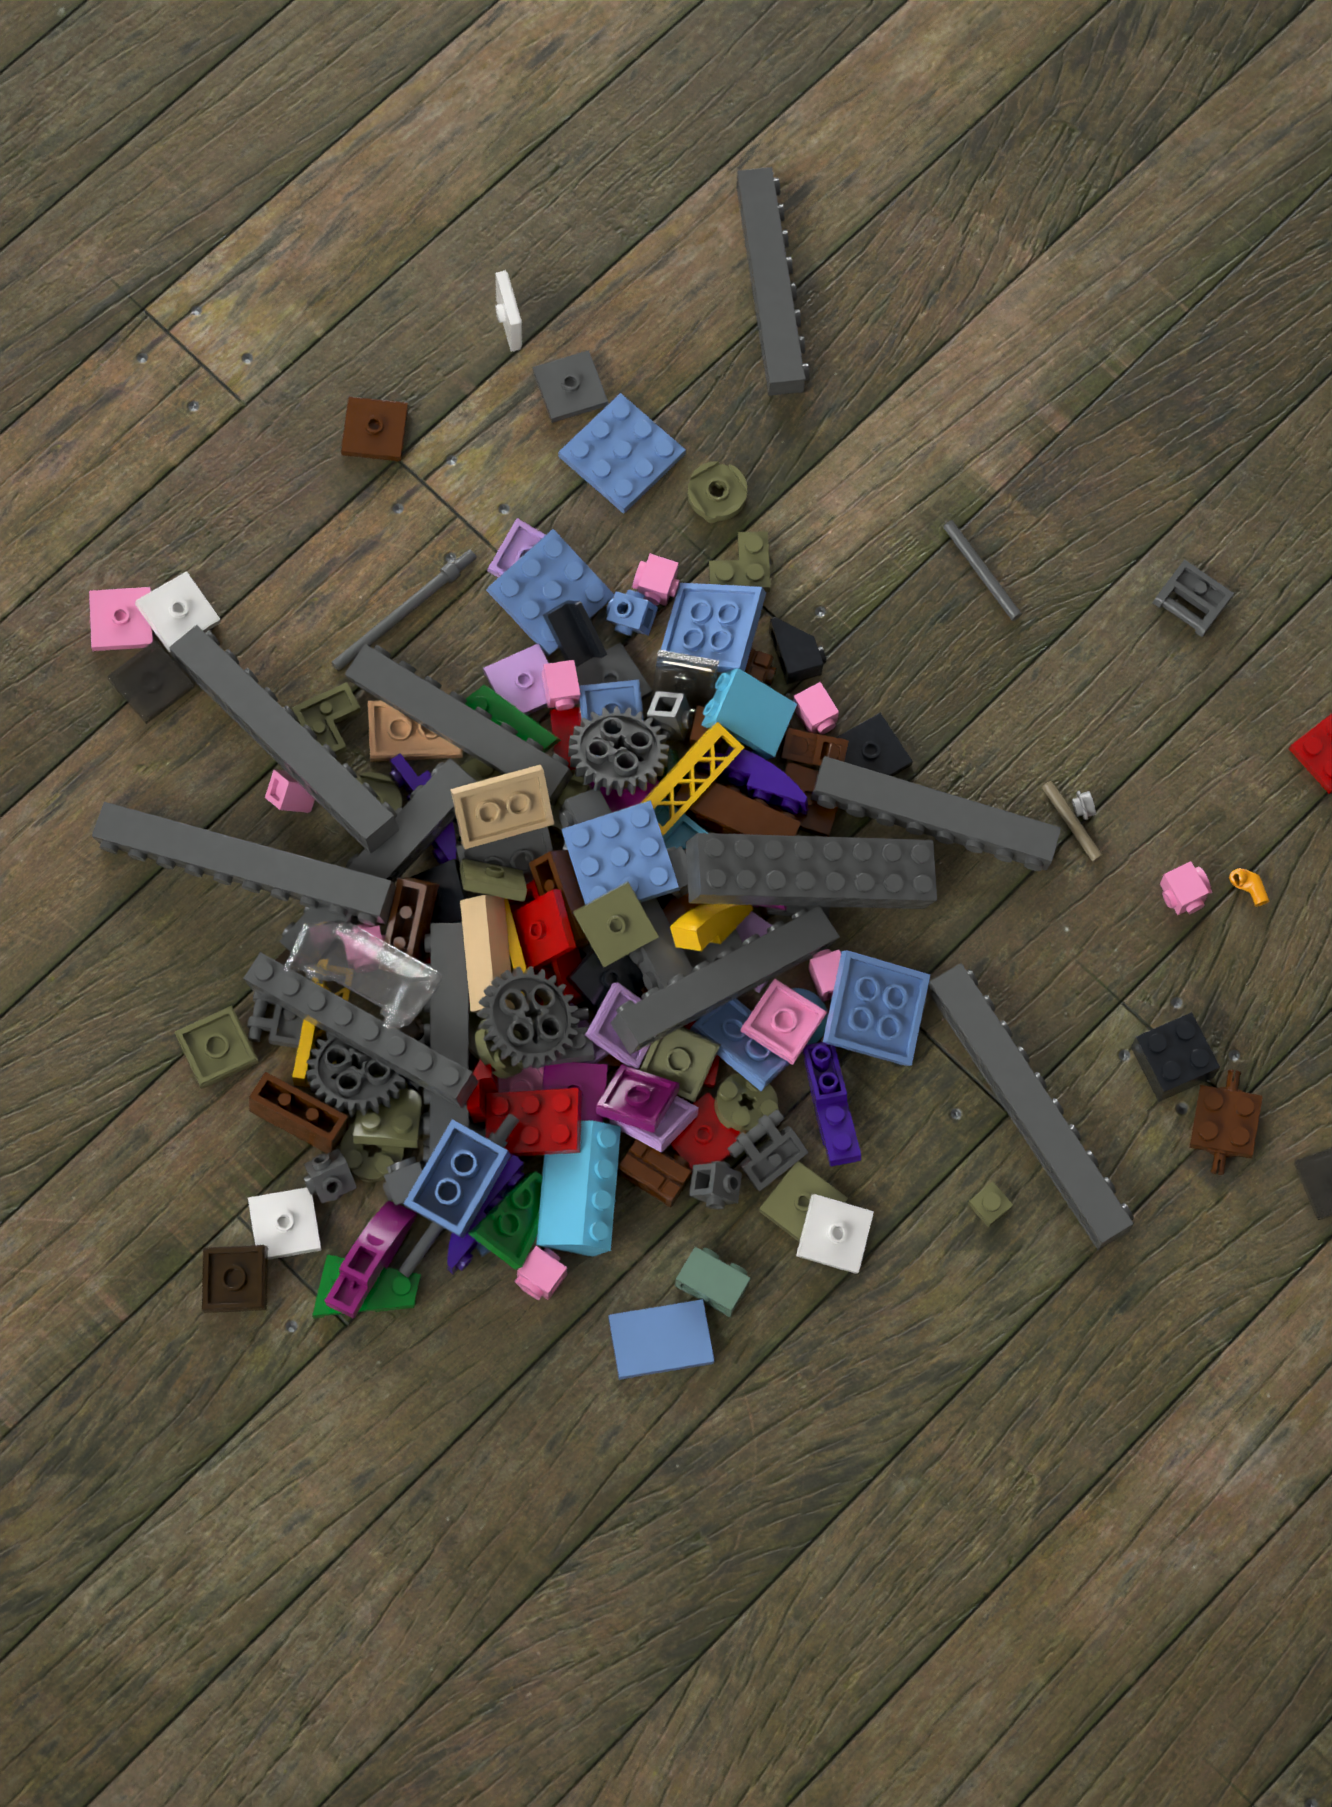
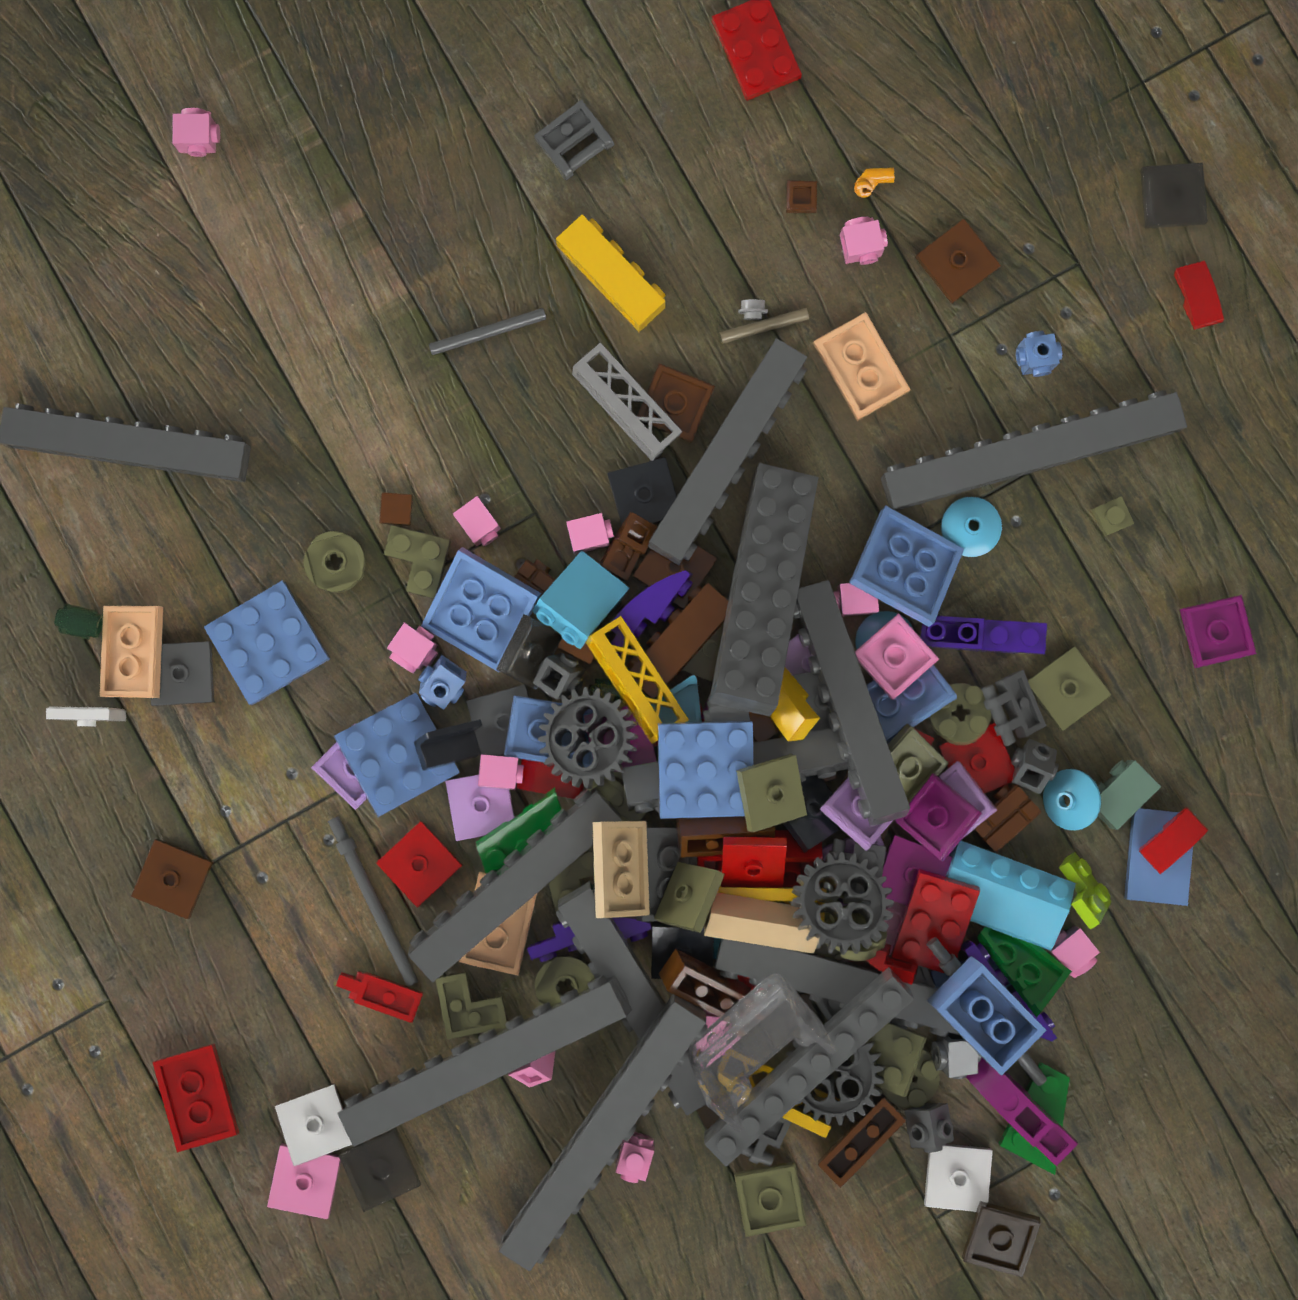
camera: 70 degrees left, 15 degrees up
(175, 501) = (195, 1097): none -> red plate
(225, 908) = (635, 1158): none -> bright pink brick
(317, 640) = (381, 994): none -> red hinge
(451, 642) = (419, 864): none -> red plate
(578, 337) = (131, 651): none -> light nougat tile
(592, 285) = (79, 621): none -> clear green brick
(601, 1271) = (1091, 897): none -> lime plate
(681, 1339) = (1174, 840): none -> red slope
(692, 1231) = (1083, 796): none -> medium azure dish
(785, 533) = (396, 509): none -> reddish brown tile
(796, 604) = (477, 522): none -> bright pink brick
(796, 652) = (524, 534): black slope -> none
(835, 1233) = (1107, 668): white plate -> none
(906, 1336) = (1218, 631): none -> magenta plate
(934, 1085) = (956, 529): none -> medium azure dish
(942, 709) = (614, 406): none -> light grey fence
(968, 757) = (680, 398): none -> reddish brown plate
(1062, 923) = (861, 366): none -> light nougat tile
(1075, 664) = (611, 273): none -> yellow brick
(1084, 263) = (195, 132): none -> bright pink brick
(1125, 1092) = (1029, 358): none -> medium blue brick
(1175, 1057) = (1024, 302): black brick -> none
(1197, 986) = (957, 261): none -> reddish brown plate
(1211, 823) = (801, 196): none -> reddish brown tile
(1226, 1122) = (1093, 276): reddish brown plate -> none
(1242, 1229) = (1200, 295): none -> red slope

